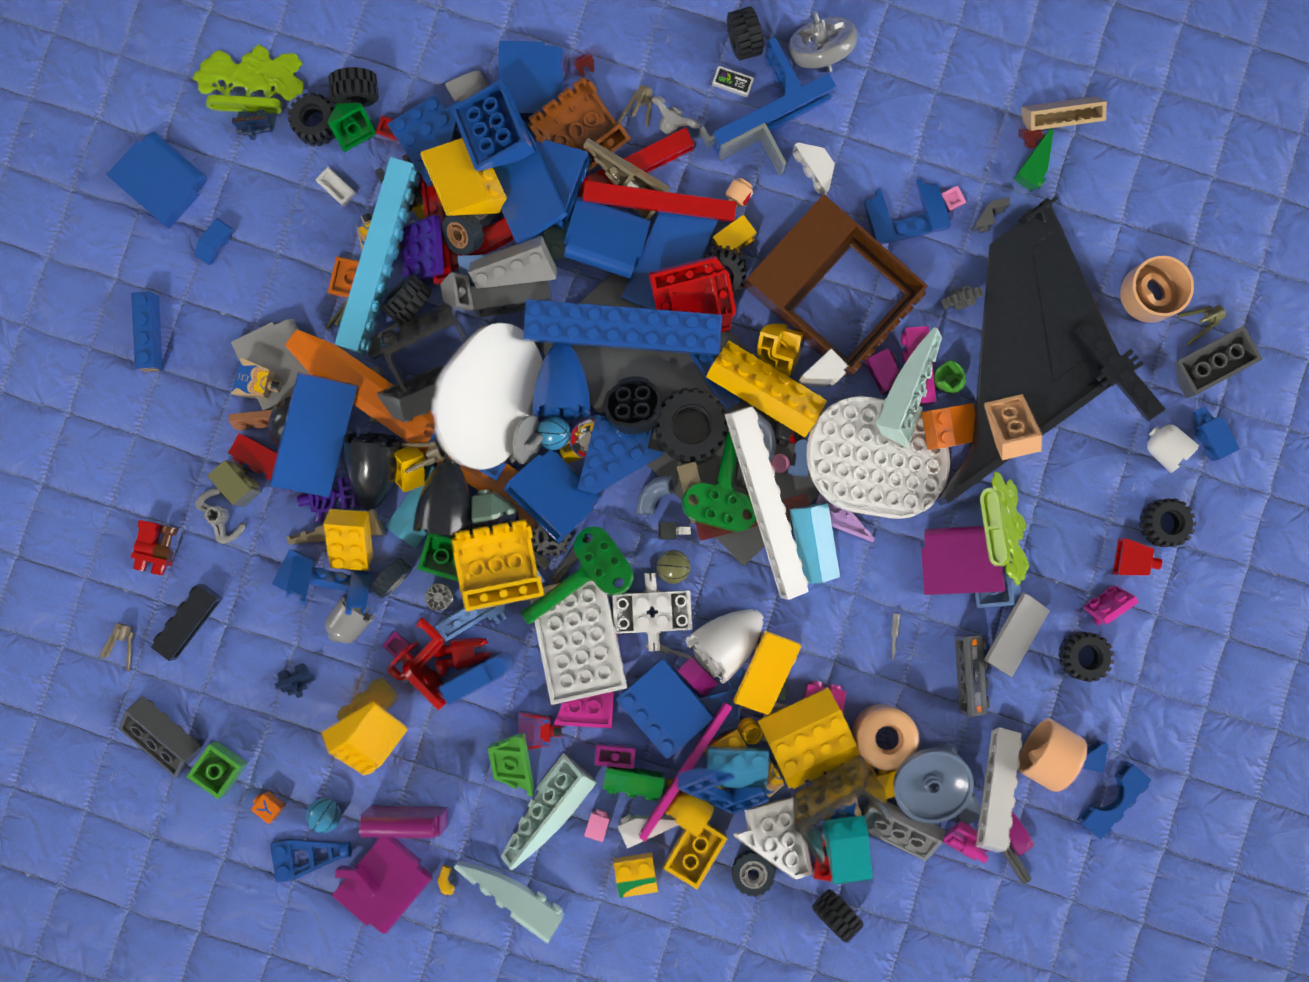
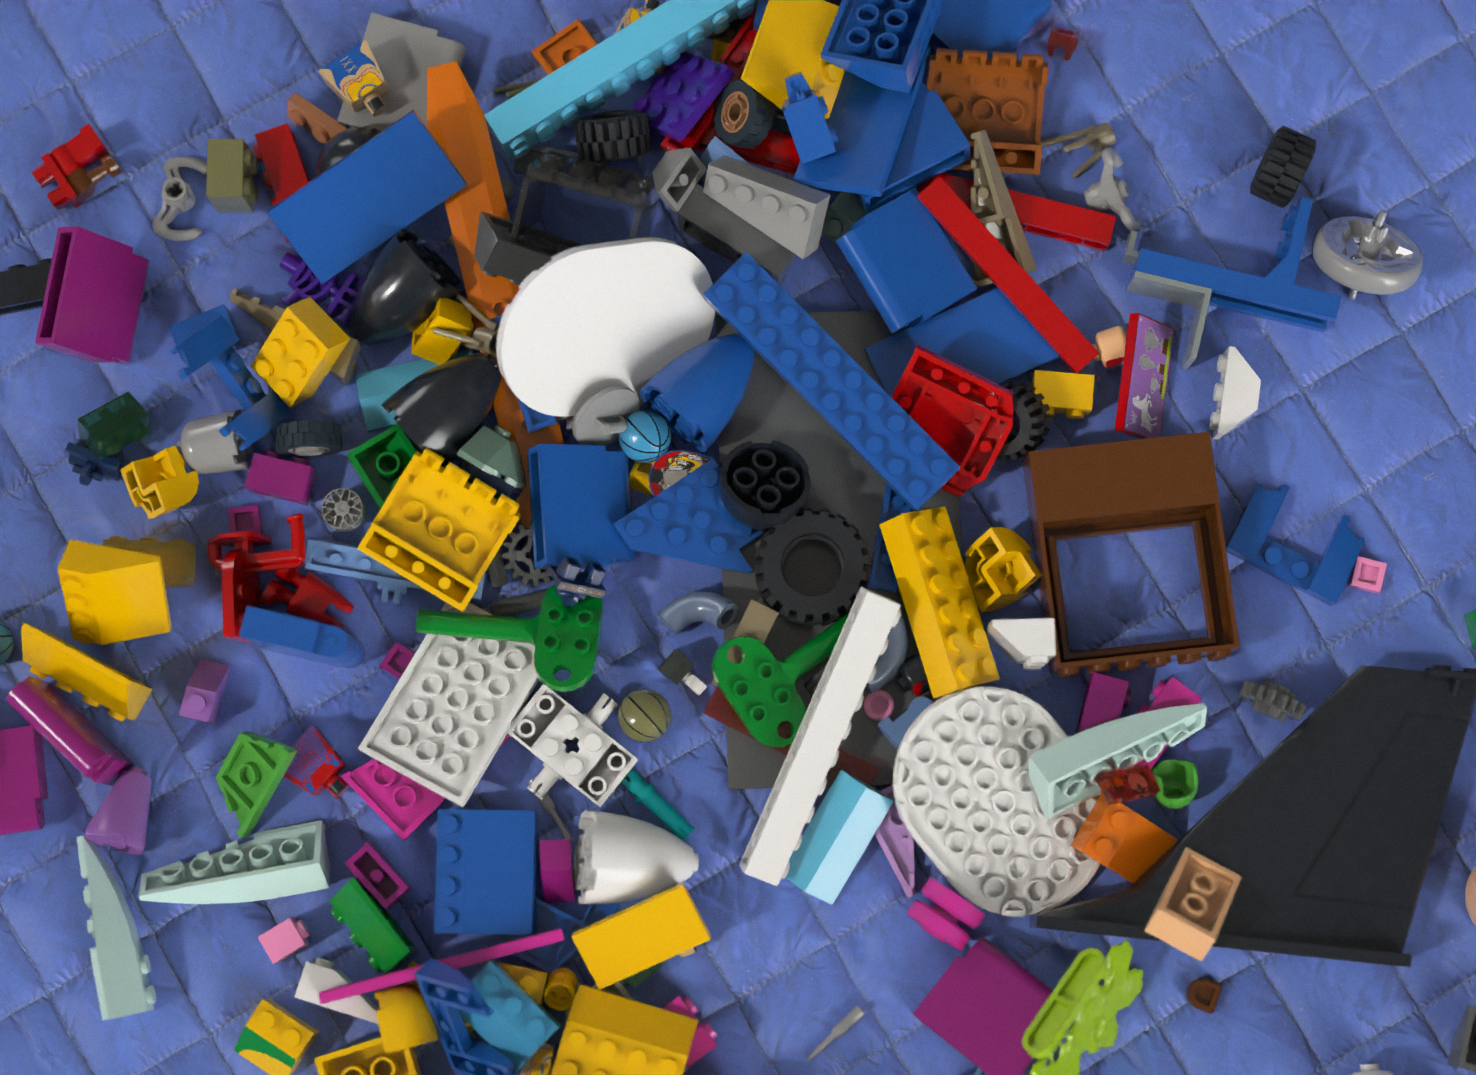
camera: 45 degrees right, 5 degrees down
(220, 603) = (92, 297): none -> magenta piece
(289, 656) = (114, 425): none -> clear green brick
(338, 663) = (160, 482): none -> yellow brick
(384, 787) = (82, 673): none -> yellow slope
(395, 608) = (281, 478): none -> magenta brick
(443, 882) = (50, 844): yellow arm -> none
(451, 743) = (205, 692): none -> medium lavender slope
(465, 835) = (123, 814): none -> medium lavender cone
(497, 208) = (806, 120): none -> blue hinge
(531, 645) = (397, 660): none -> magenta tile
(585, 534) = (575, 585): none -> dark blue hips
(717, 603) = (656, 804): none -> teal pin
(733, 81) = (1222, 211): tile -> none
(767, 195) = (1144, 377): none -> tile
(899, 535) = (946, 913): none -> dark pink wheel
(932, 397) = (1127, 784): none -> clear red tile
(986, 218) = (1385, 633): dark grey slope -> none
(1047, 465) = (1203, 994): none -> reddish brown tile
(1119, 370) = (1385, 950): black hinge -> none

